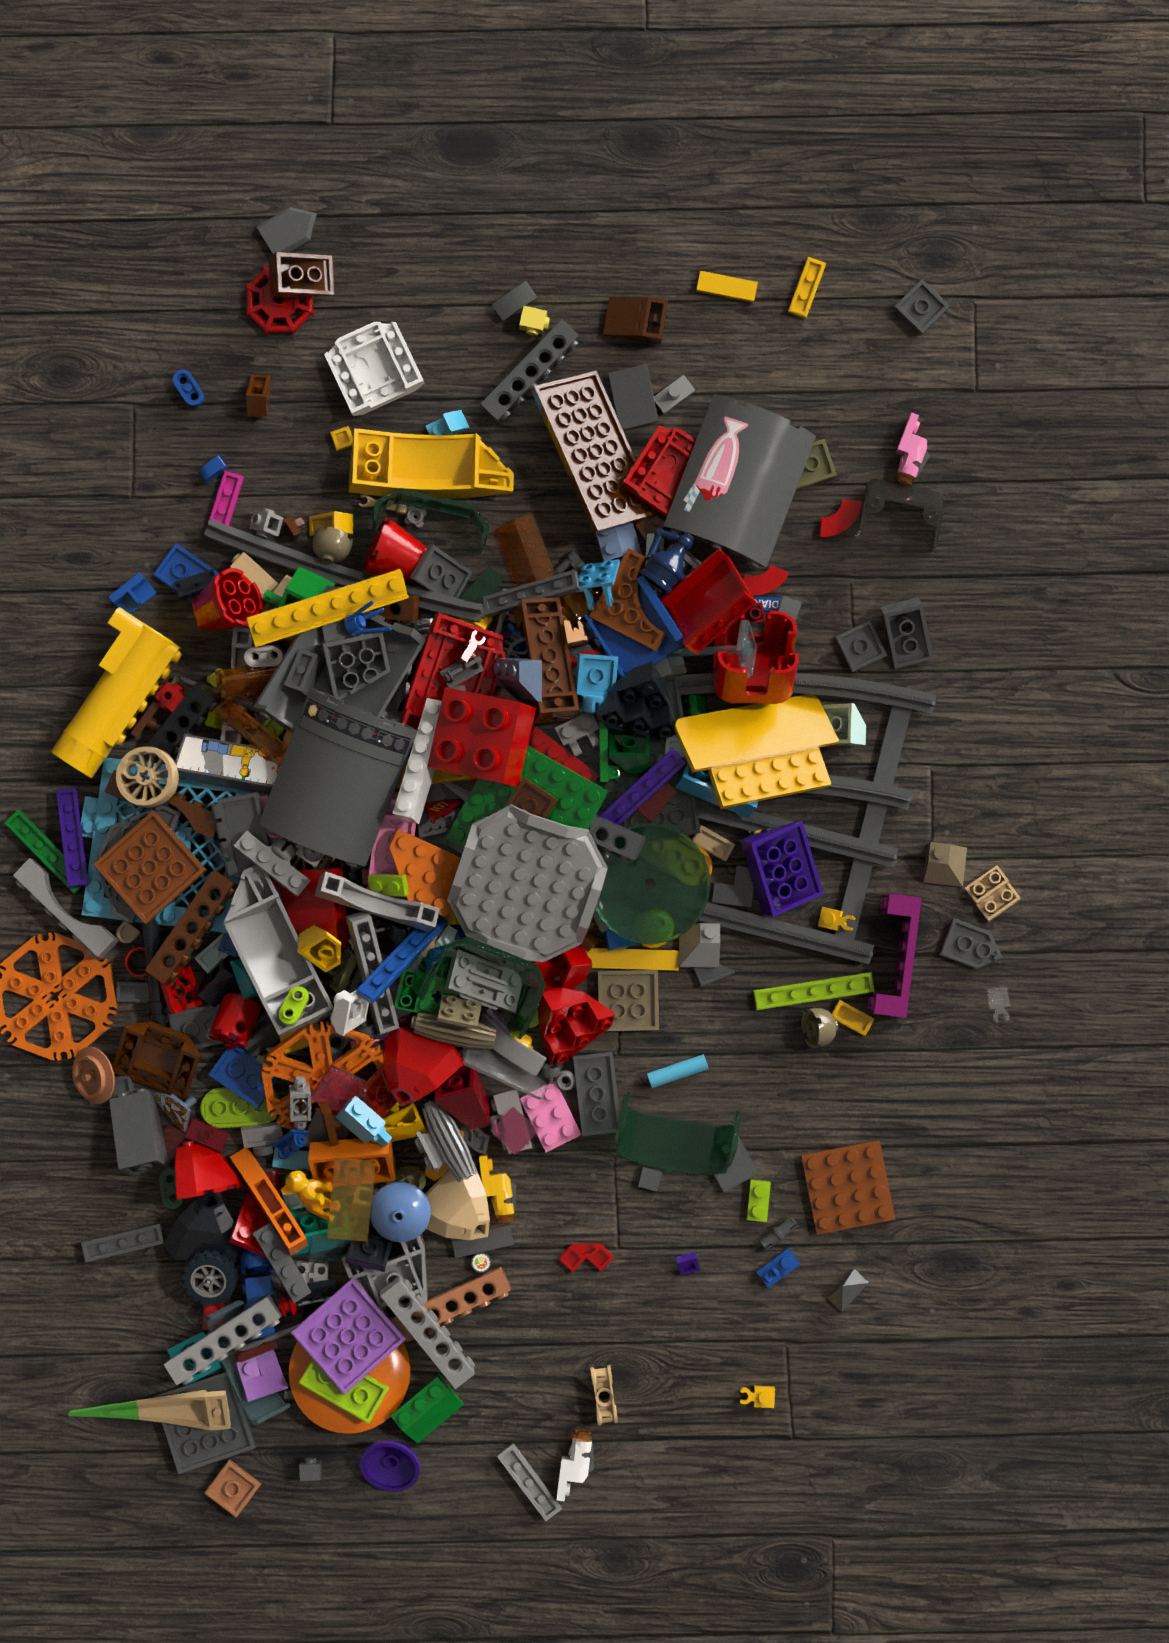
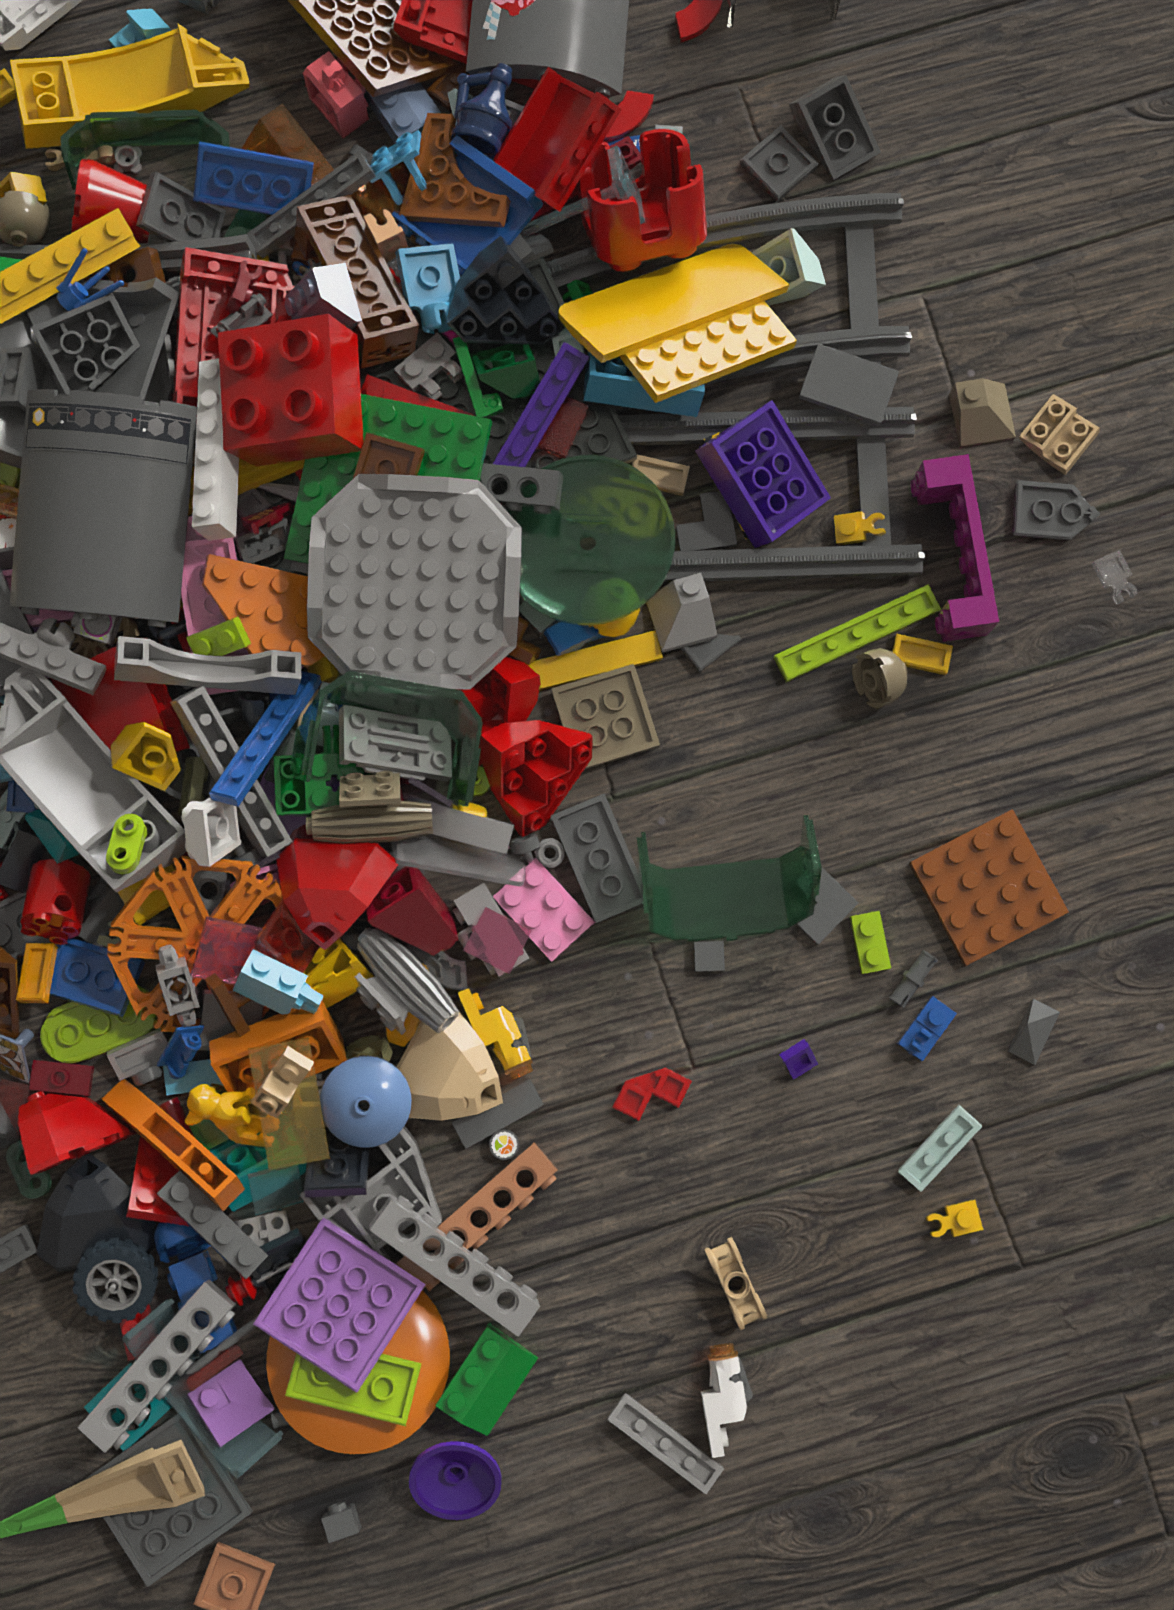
camera: 15 degrees left, 5 degrees down
(210, 1063) = (37, 973): none -> light orange tile
(350, 1186) = (282, 1082): none -> tan slope
(495, 563) = (248, 178): none -> blue tile
(570, 514) = (336, 94): none -> coral hinge
(677, 1071) = (703, 795): medium azure piece -> none
(762, 1348) = (940, 1148): none -> light aqua hinge
(857, 823) = (849, 384): none -> dark grey tile

